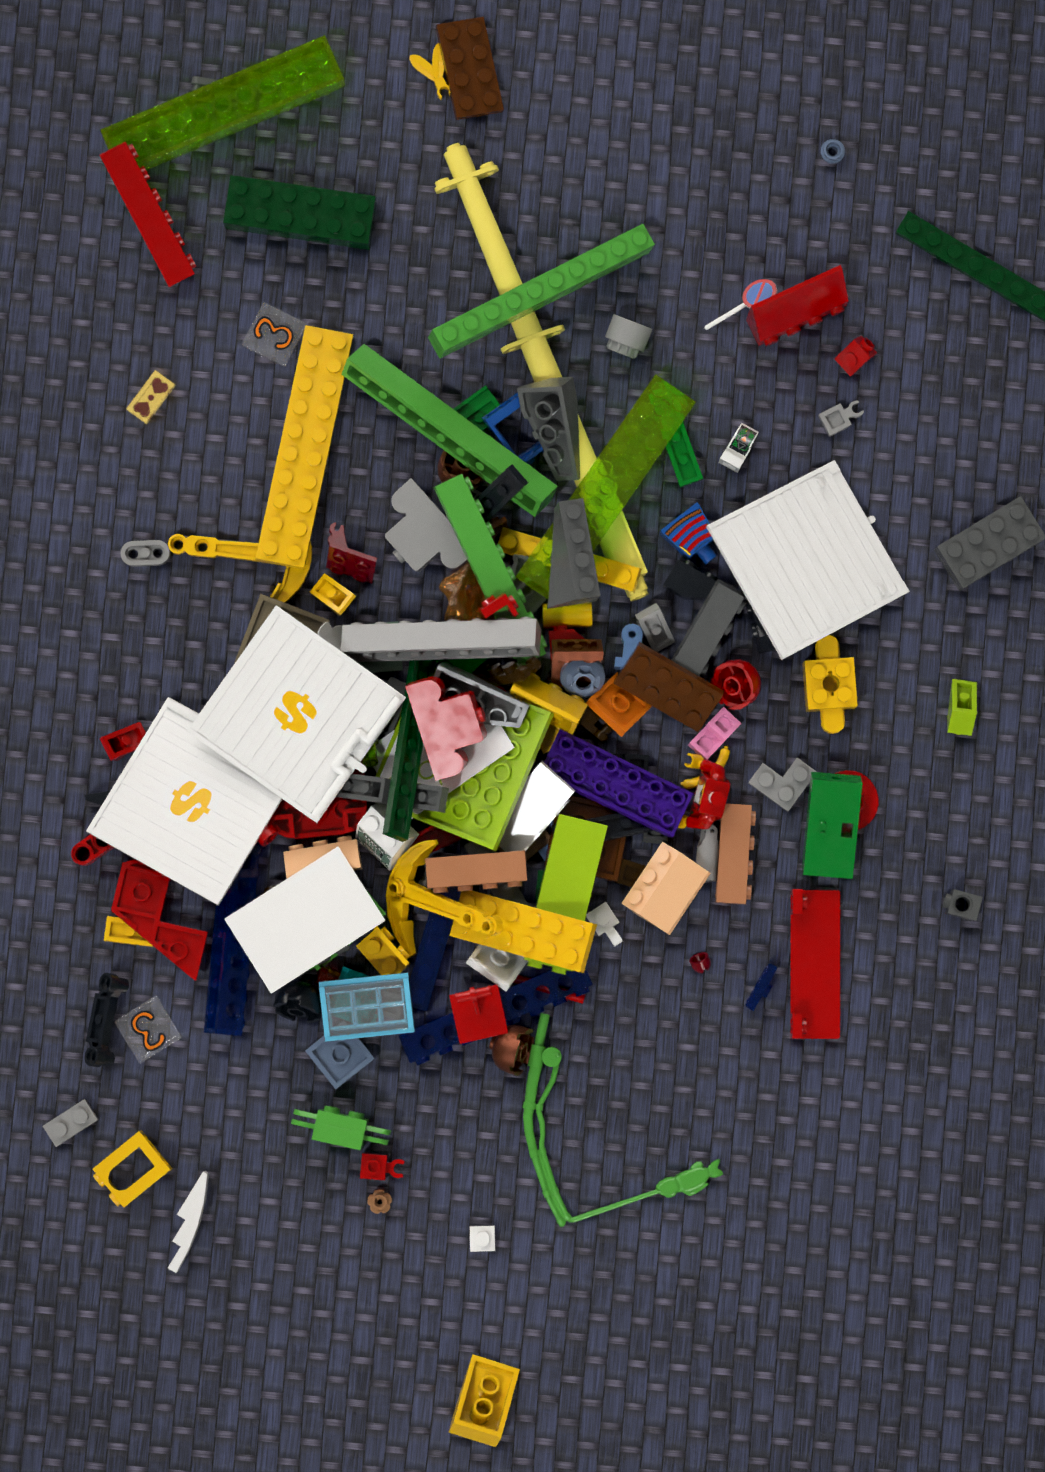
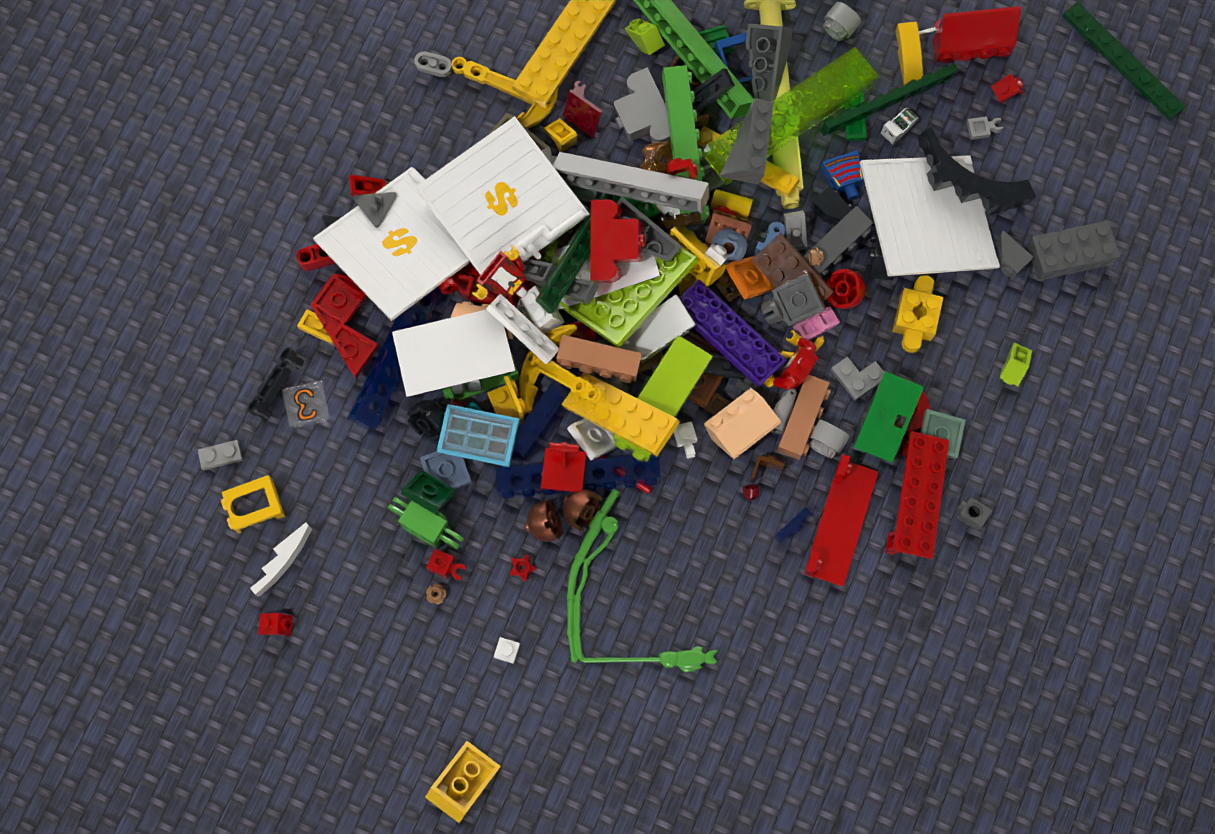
camera: 20 degrees right, 10 degrees down
(144, 764) = (375, 205): none -> dark grey piece
(209, 1297) = (275, 624): none -> red bracket
(331, 813) = (502, 277): none -> torso
(332, 1091) = (428, 492): none -> dark green tile
(376, 865) = (523, 328): none -> white plate
(392, 432) = (645, 36): none -> lime slope
(460, 1135) = (517, 563): none -> red plate
(475, 1079) = (543, 522): none -> copper cylinder
(572, 696) = (717, 253): none -> white plate
(680, 721) = (793, 302): none -> dark grey plate
(689, 659) = (815, 256): none -> medium nougat plate
(709, 920) = (768, 461): none -> reddish brown bracket
(722, 414) = (882, 101): none -> dark green plate
(723, 349) = (909, 51): none -> yellow slope
(770, 872) = (828, 439): none -> light grey piece
(843, 507) = (968, 186): none -> black arch
(895, 905) = (919, 495): none -> red bracket
(899, 822) = (944, 427): none -> sand green plate
(919, 574) = (1011, 255): none -> dark grey slope

